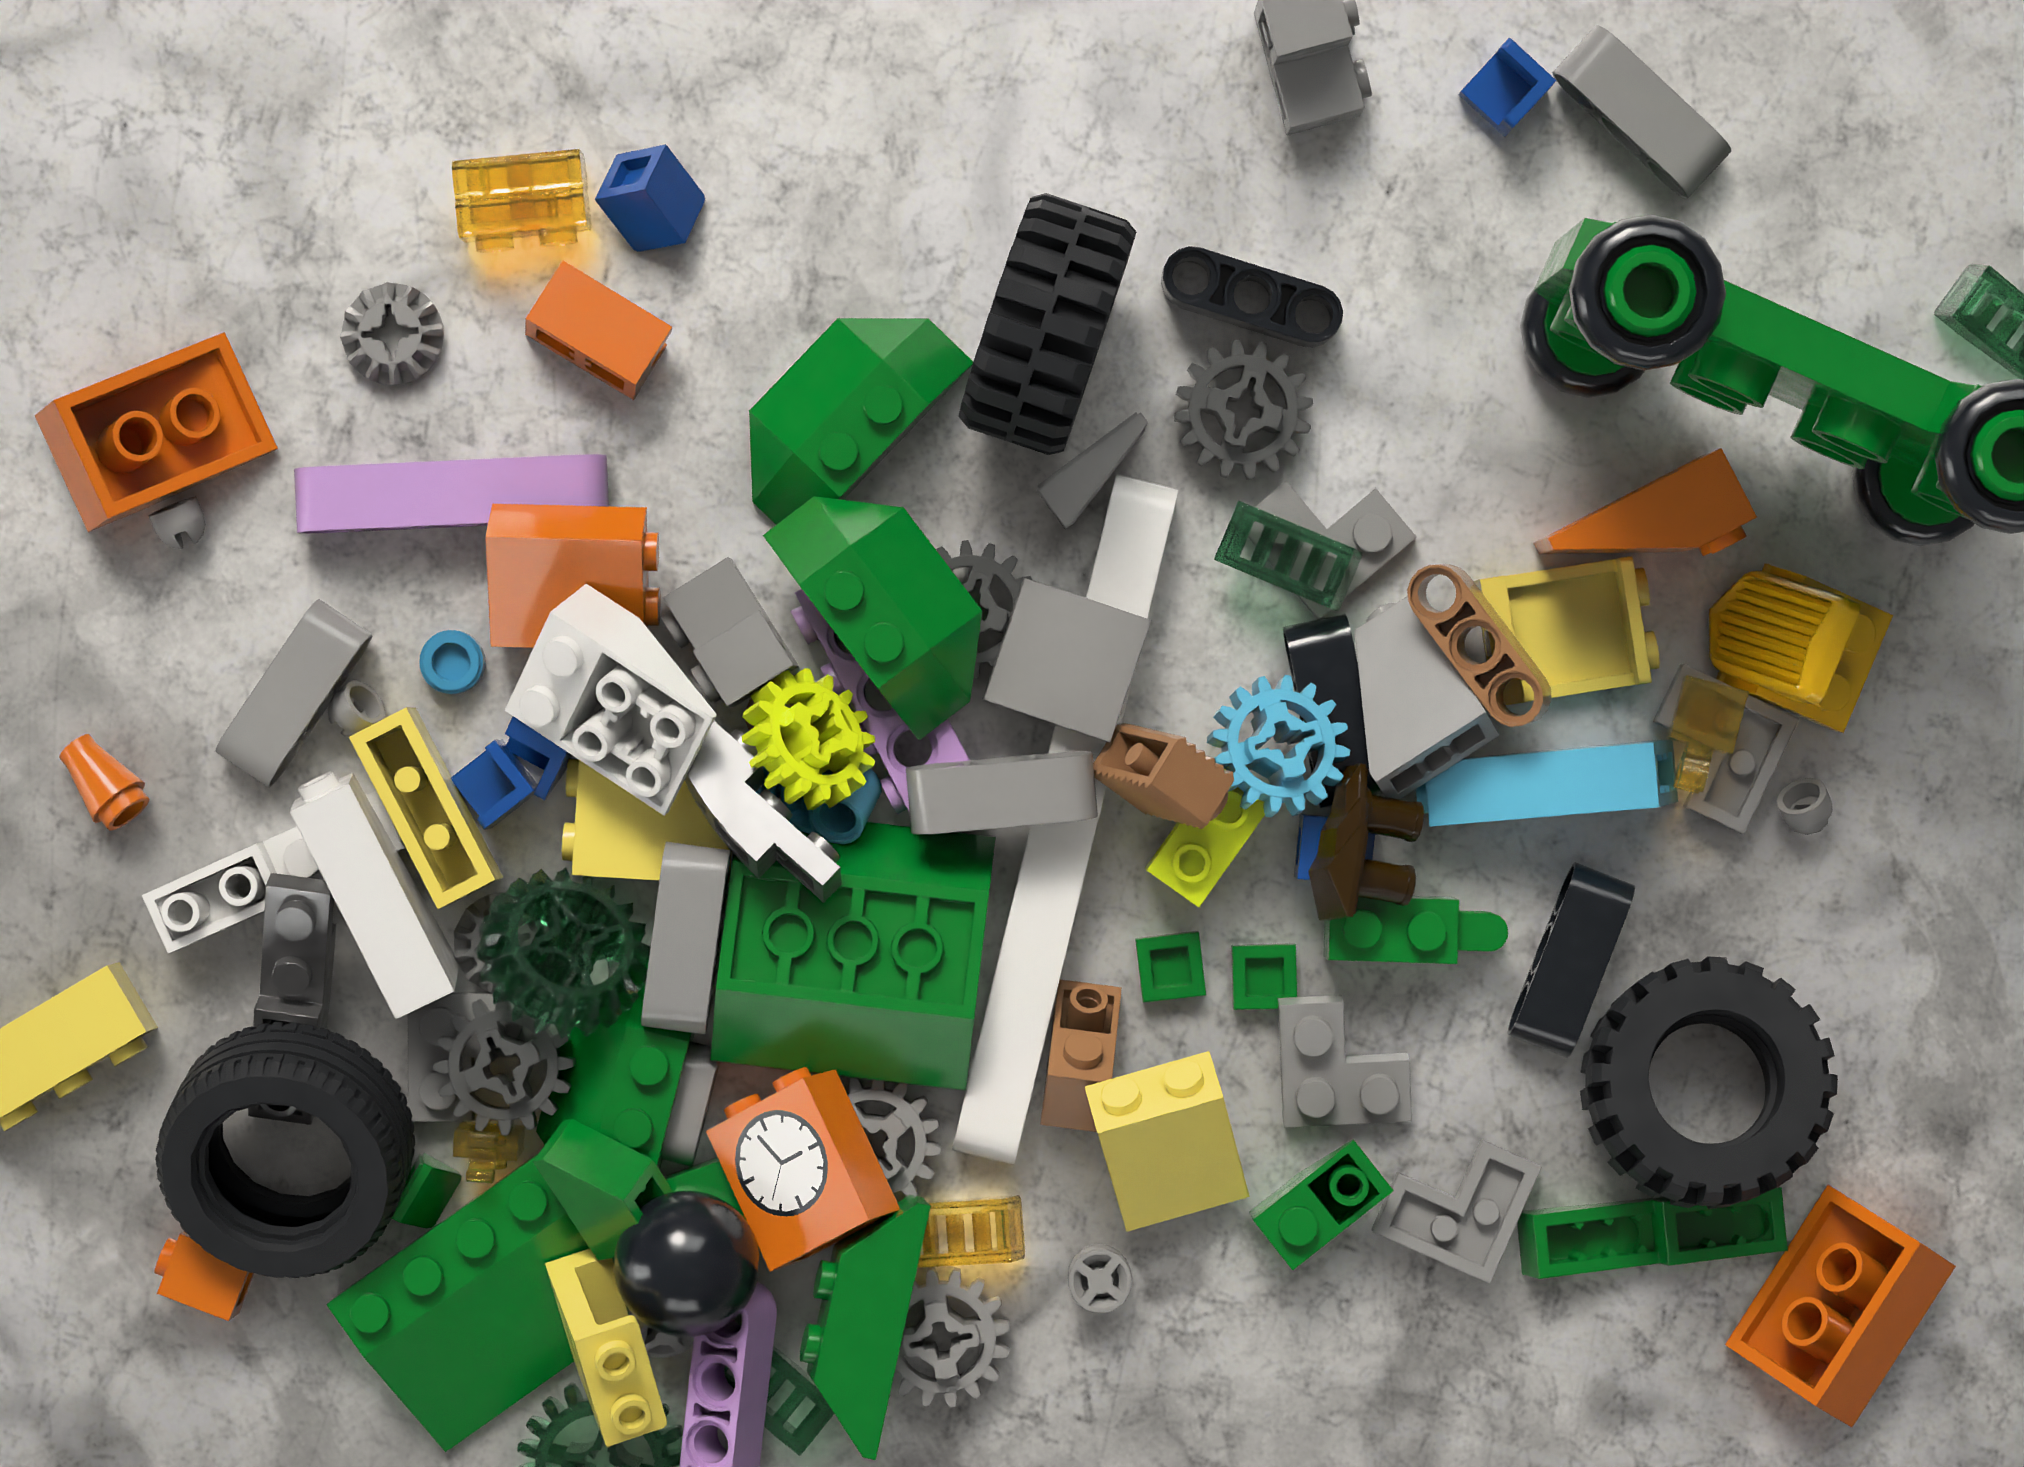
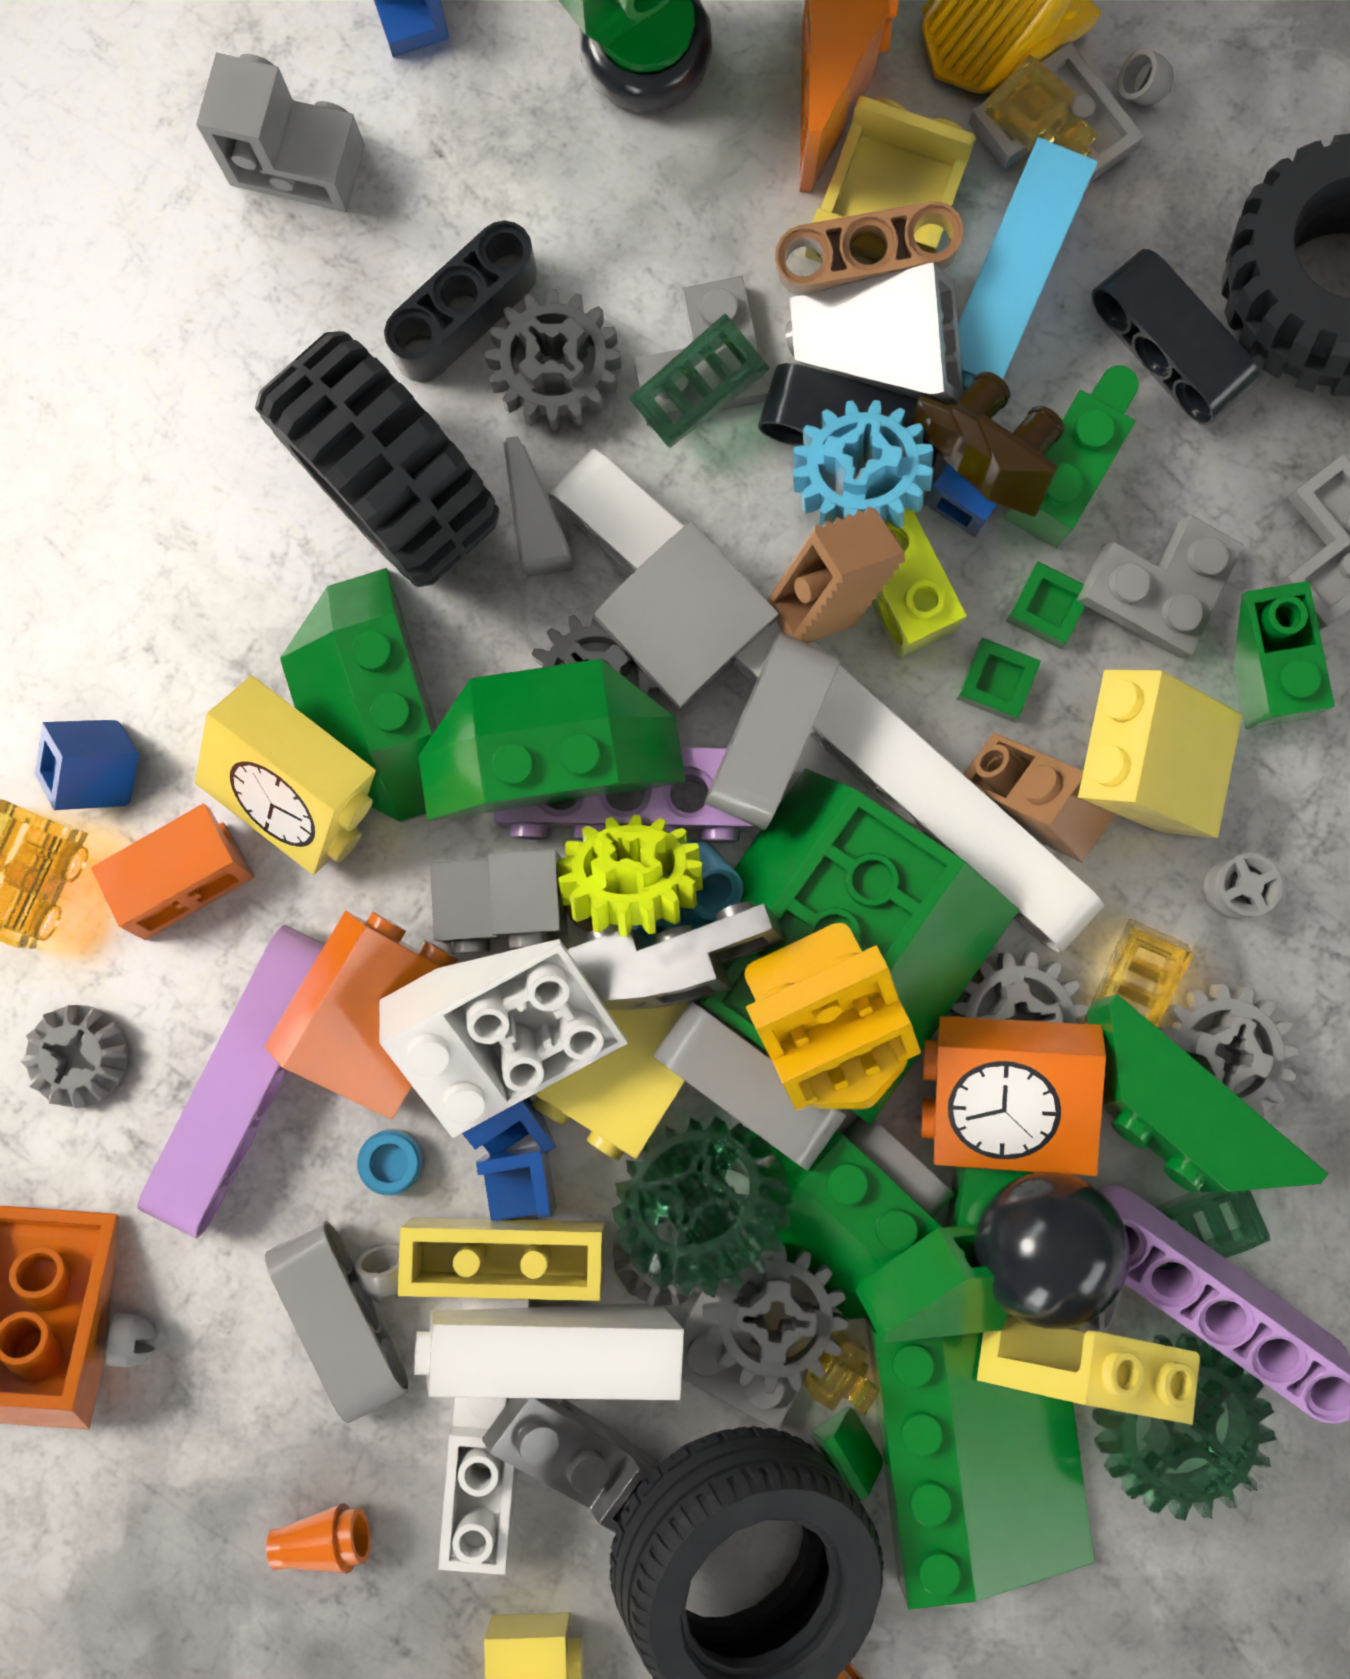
camera: 55 degrees left, 5 degrees down
(732, 390) = (284, 775): none -> light yellow brick
(773, 973) = (830, 1020): none -> yellow piece

